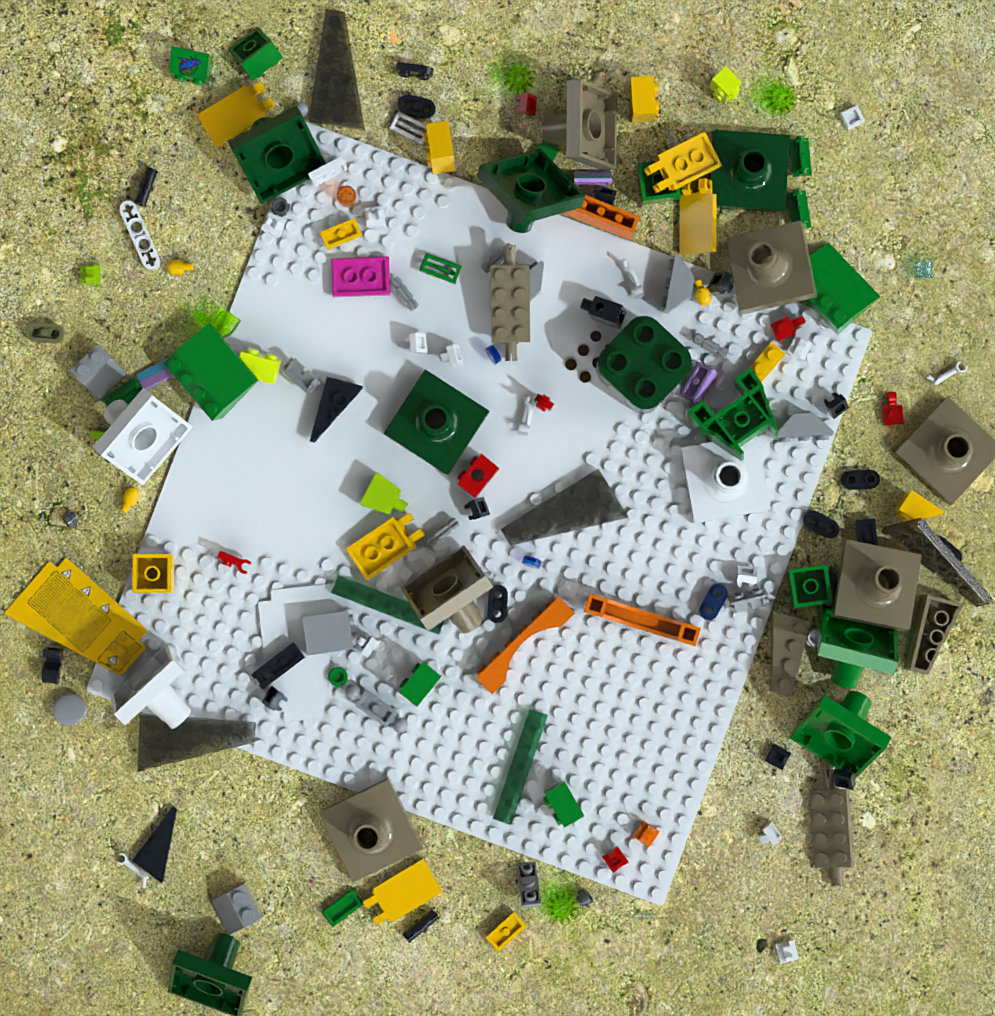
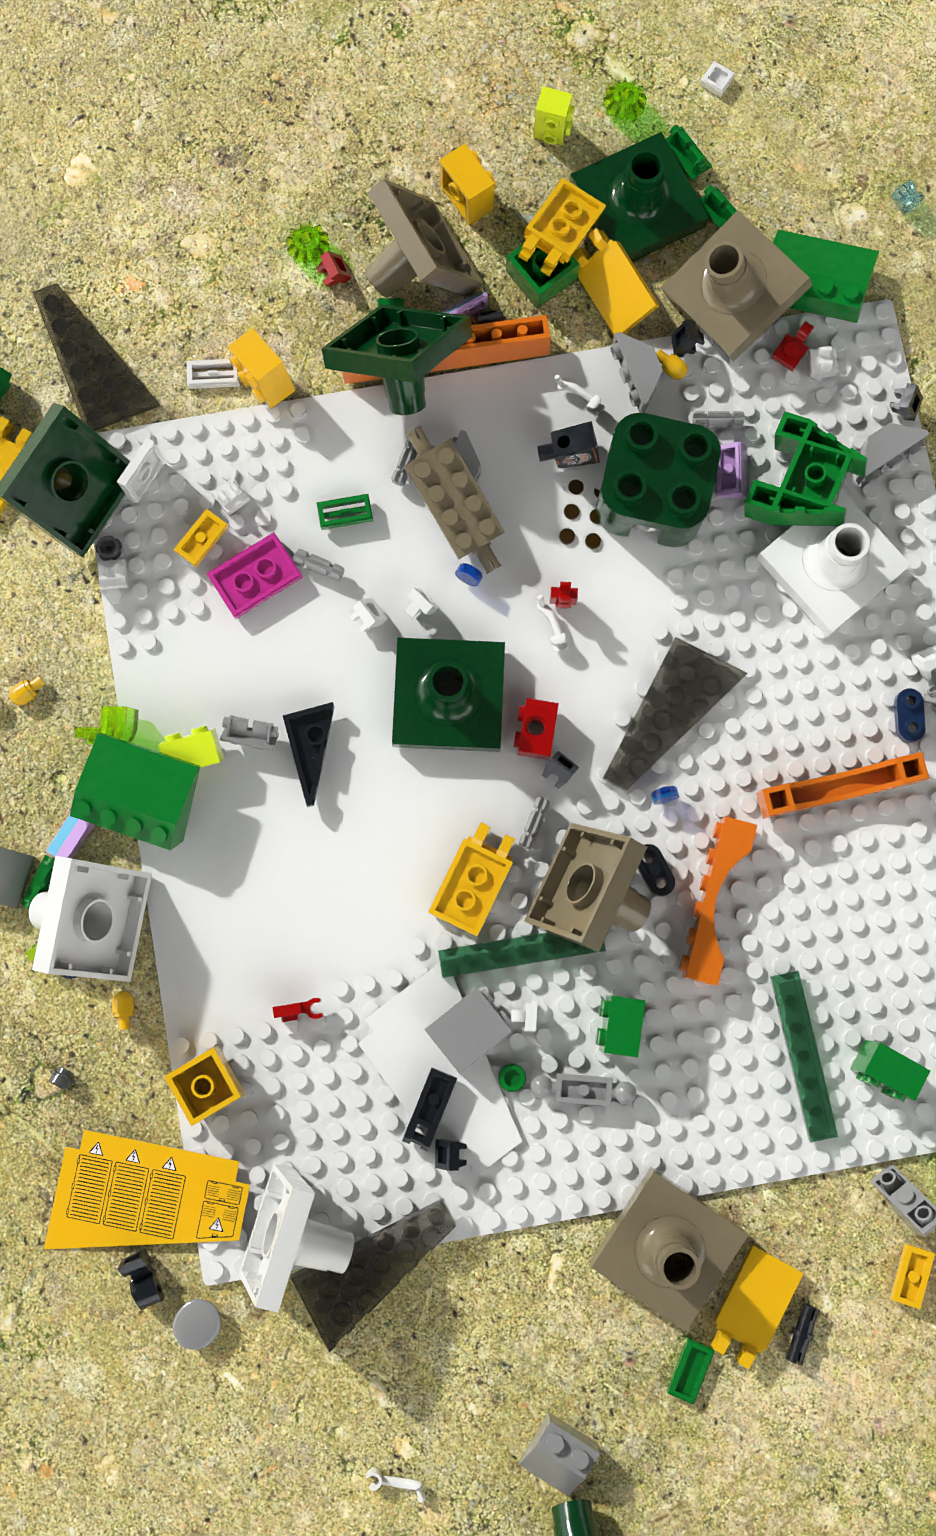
camera: 30 degrees left, 5 degrees down
(154, 853) = (411, 1446): black wing -> none
(346, 192) = (177, 485): clear orange wheel -> none
(383, 496) = (436, 820): lime torso -> none
(408, 69) = (178, 303): black plate -> none
(417, 106) = (206, 341): black plate -> none
(767, 361) = (795, 395): yellow plate -> none

